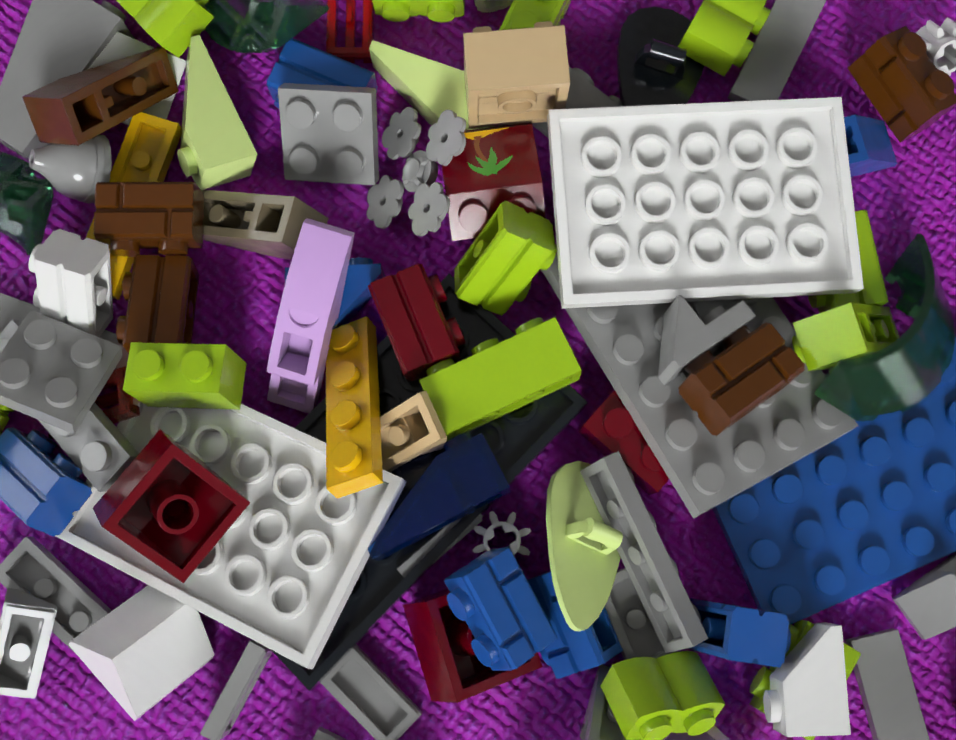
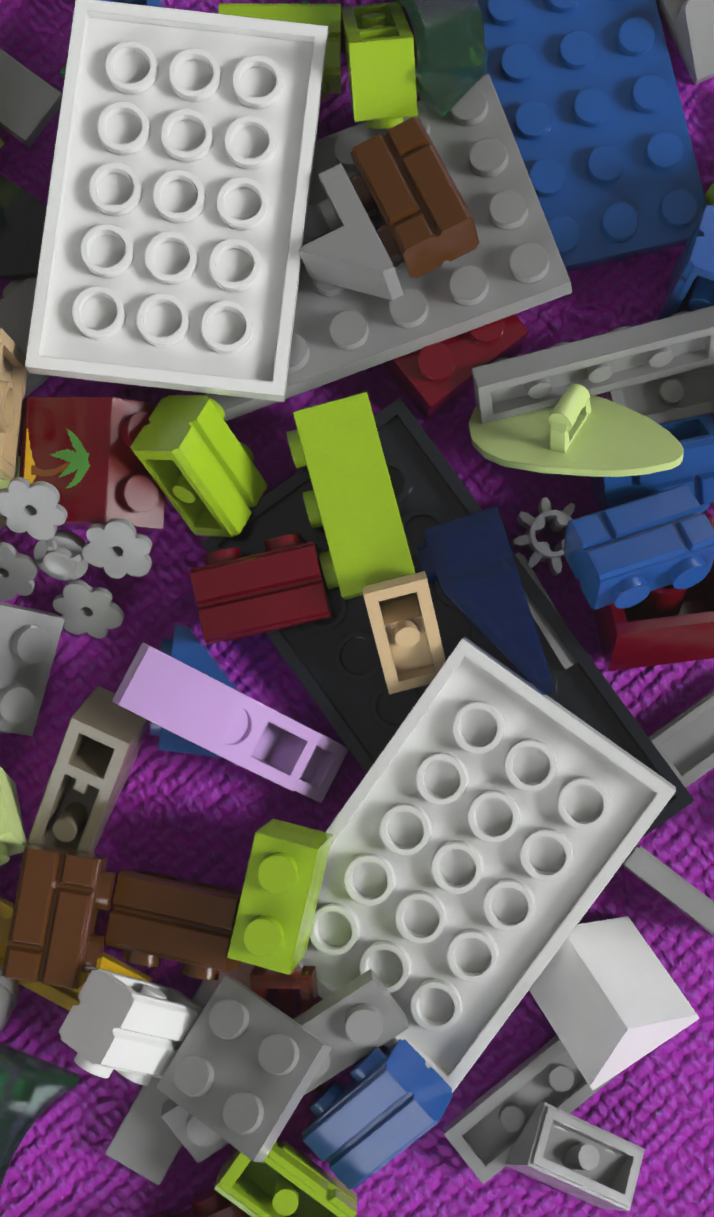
camera: 80 degrees left, 5 degrees up
(170, 506) = (445, 936): dark red slope -> none
(353, 410) = (362, 687): yellow plate -> none

